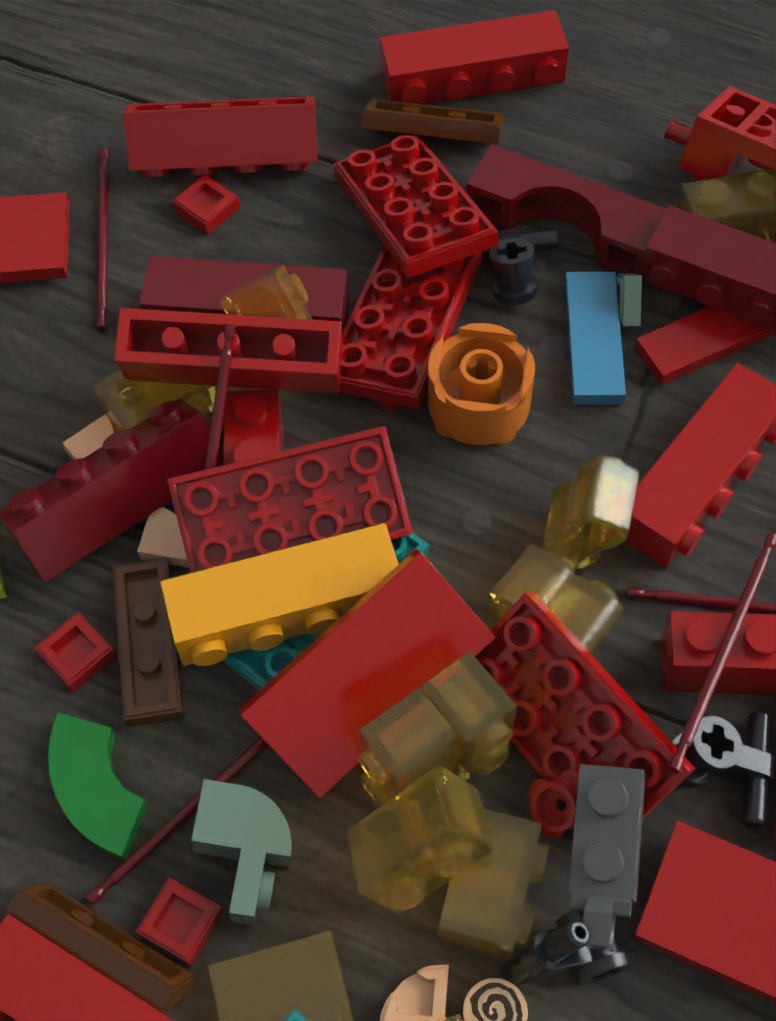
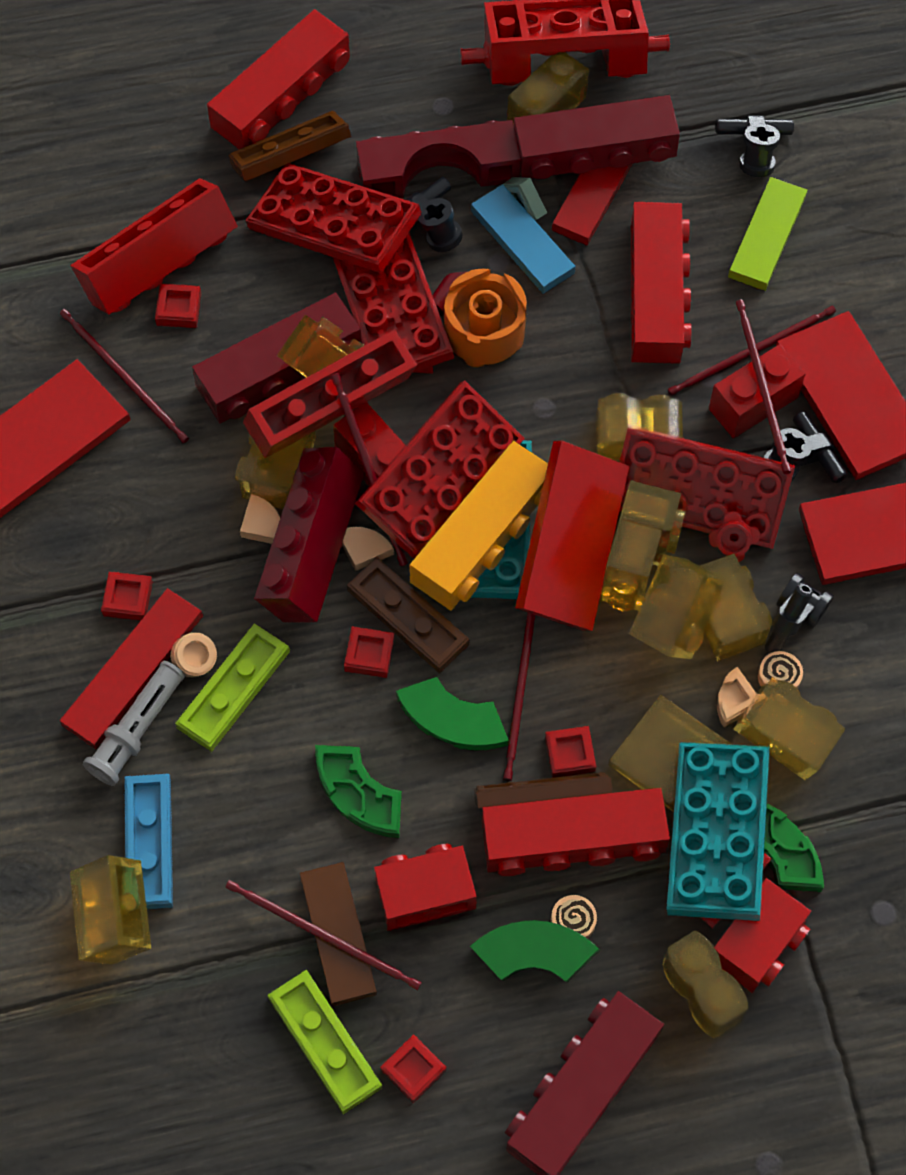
camera: 40 degrees left, 5 degrees up
(247, 828) = (577, 673): sand green brick -> none
(591, 511) = (621, 354): clear yellow brick -> none
(606, 848) = (780, 538): dark grey hinge -> none

